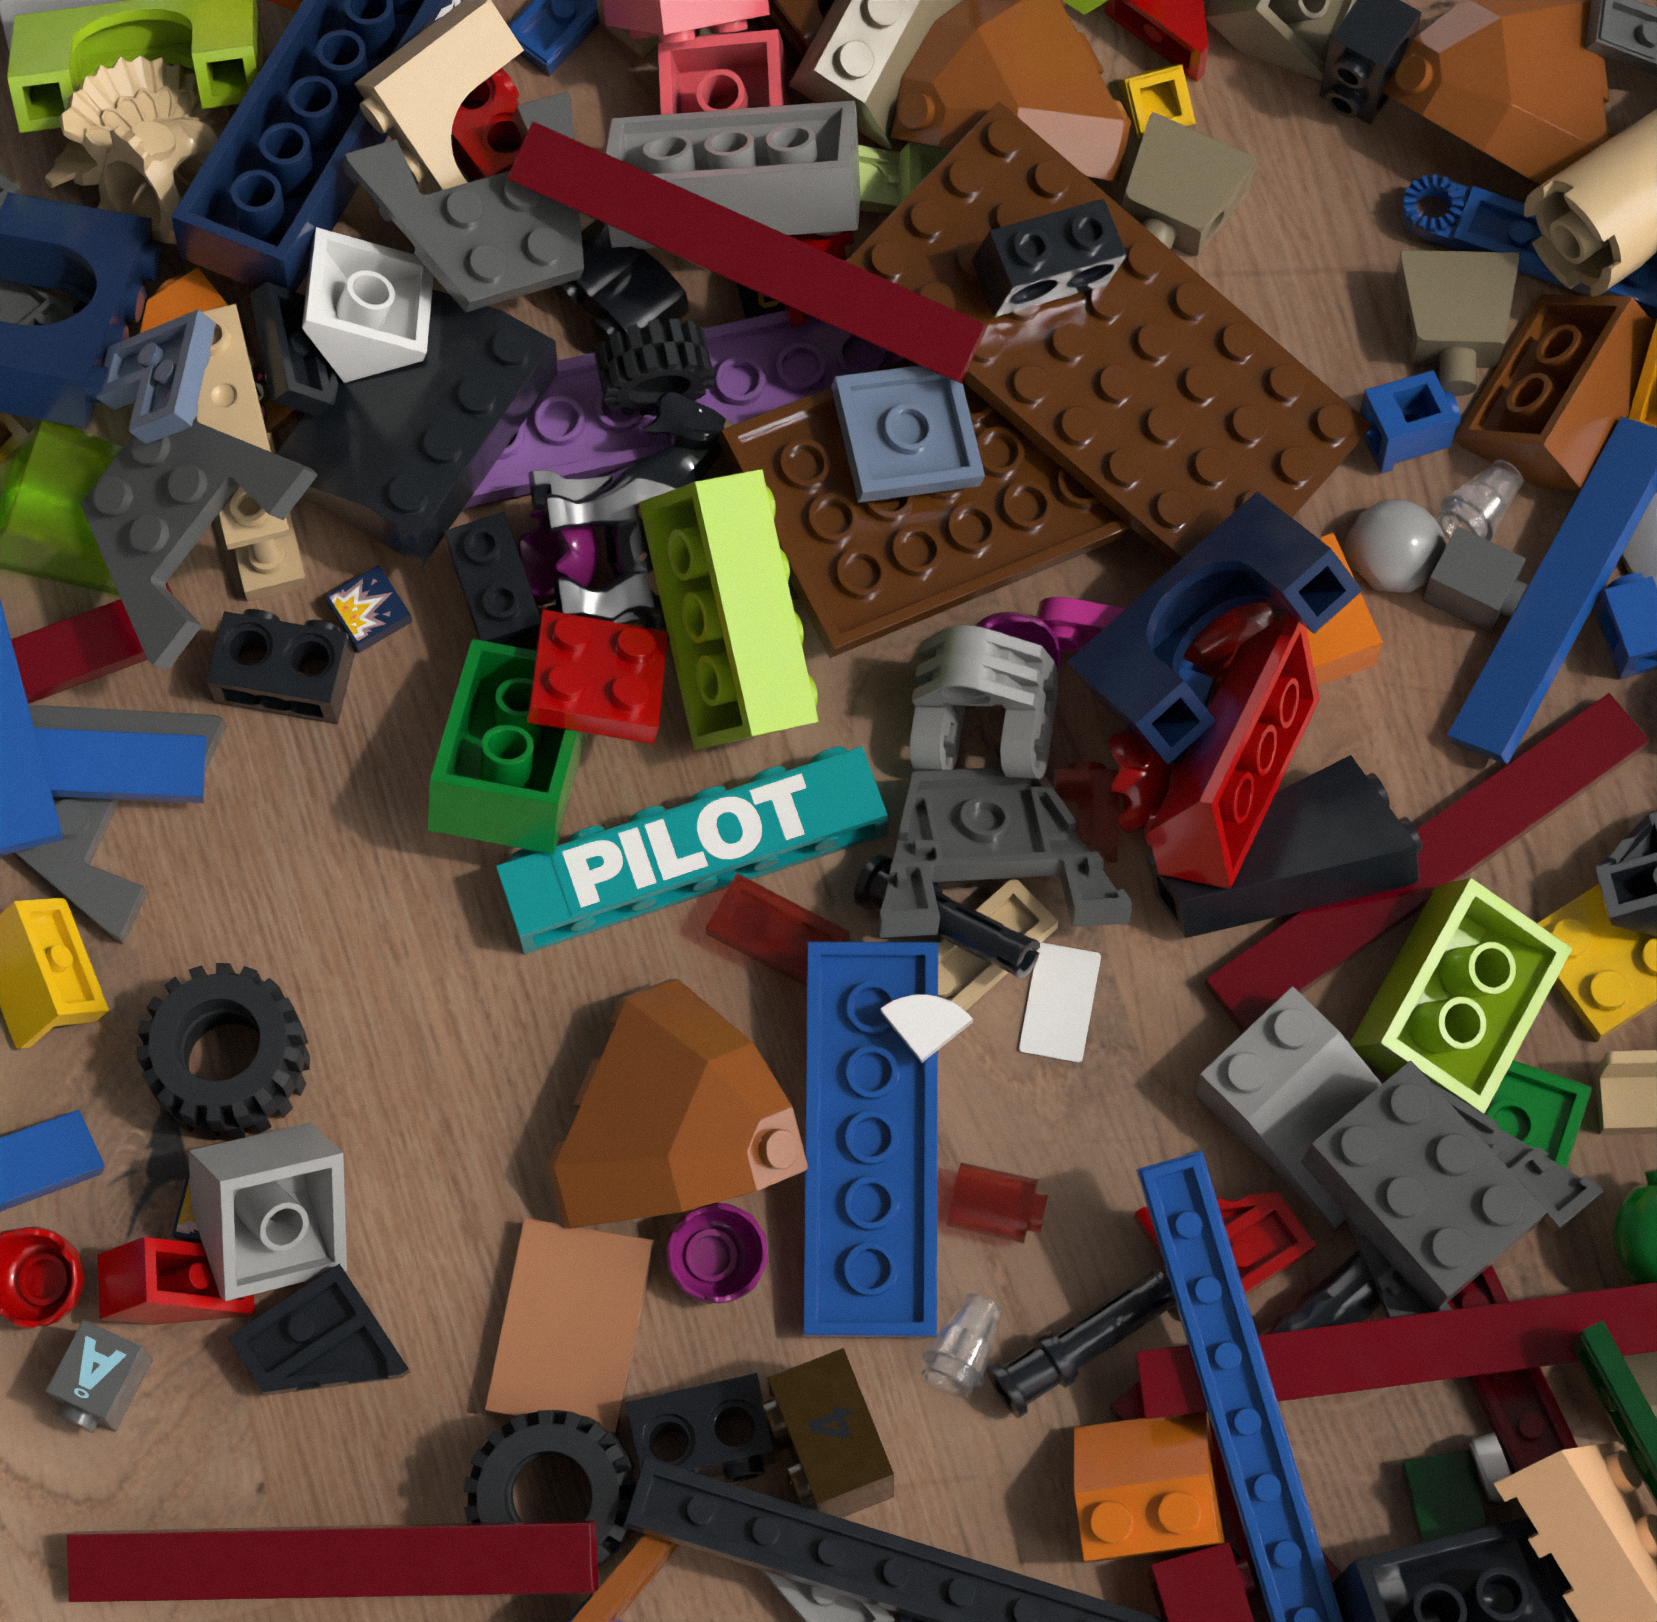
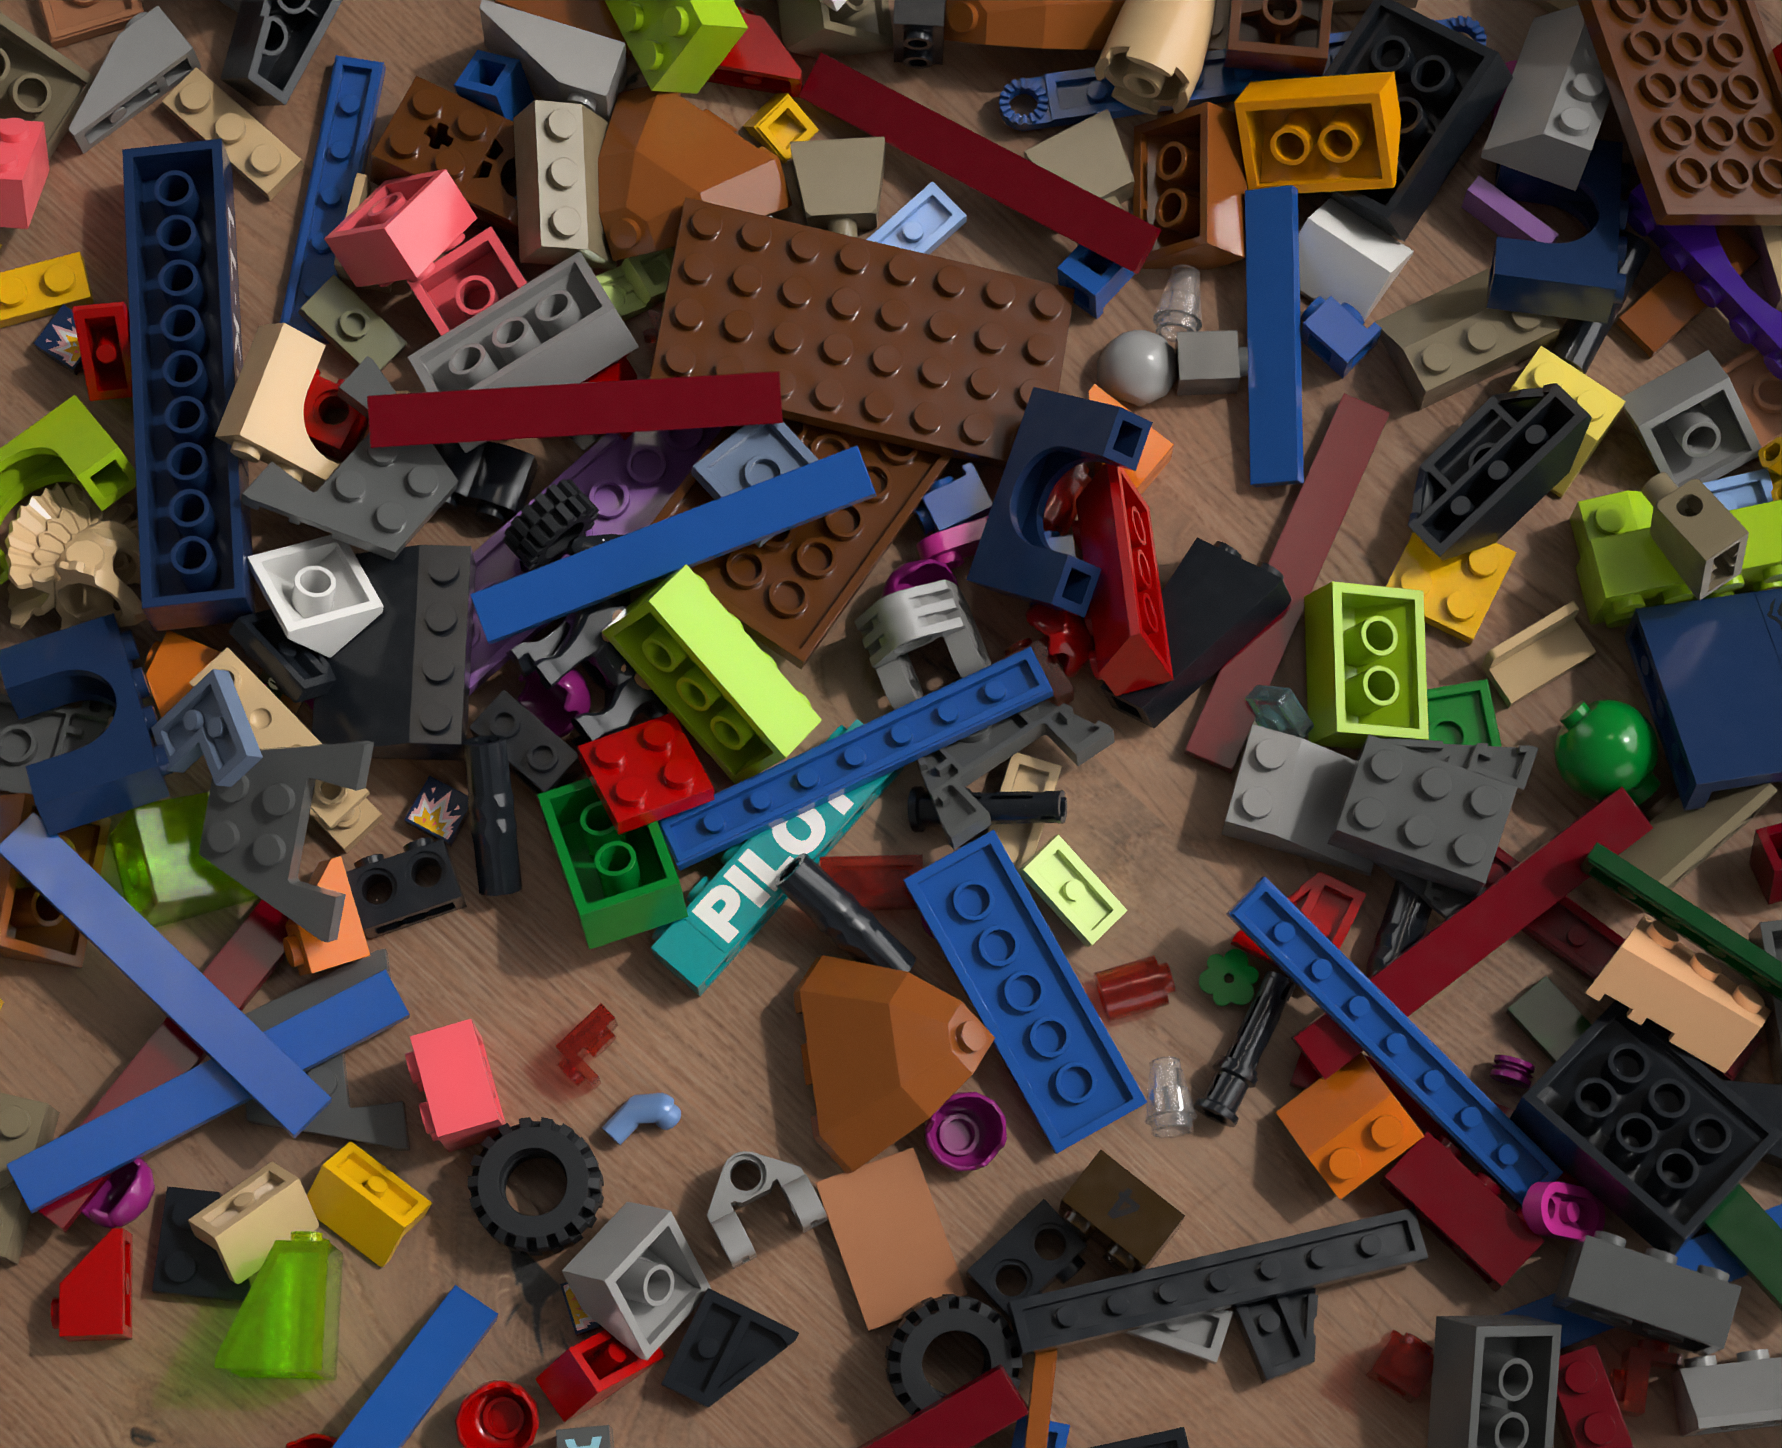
camera: 30 degrees left, 5 degrees up
(185, 681) = (314, 955): none -> orange slope
(203, 894) = (457, 1084): none -> coral brick
(375, 927) = (589, 1037): none -> clear red bracket
(387, 1036) = (642, 1109): none -> medium blue arm
(398, 1204) = (791, 1180): none -> light grey piece
(413, 636) = (492, 815): none -> black axle
(580, 65) = (351, 325): none -> olive plate
(720, 946) = (841, 916): none -> black axle
(783, 446) = (672, 543): none -> blue tile
(835, 785) = (856, 758): none -> blue tile
(925, 1022) = (1019, 891): white tile -> none
(993, 1064) = (1072, 890): none -> yellowish green plate
(1048, 257) = (794, 297): black brick -> none
(1060, 1002) = (1093, 821): white sticker -> none
(1105, 575) = (954, 502): none -> blue brick
(1121, 1240) = (1236, 966): none -> green plant
(1249, 272) = (922, 222): none -> light blue plate
(1334, 991) = (1279, 710): none -> clear light blue plate
(1347, 242) = (980, 163): none -> dark red tile
(1368, 1533) = (1512, 1071): none -> magenta piece
(1489, 1464) = (1567, 979): white tile -> none

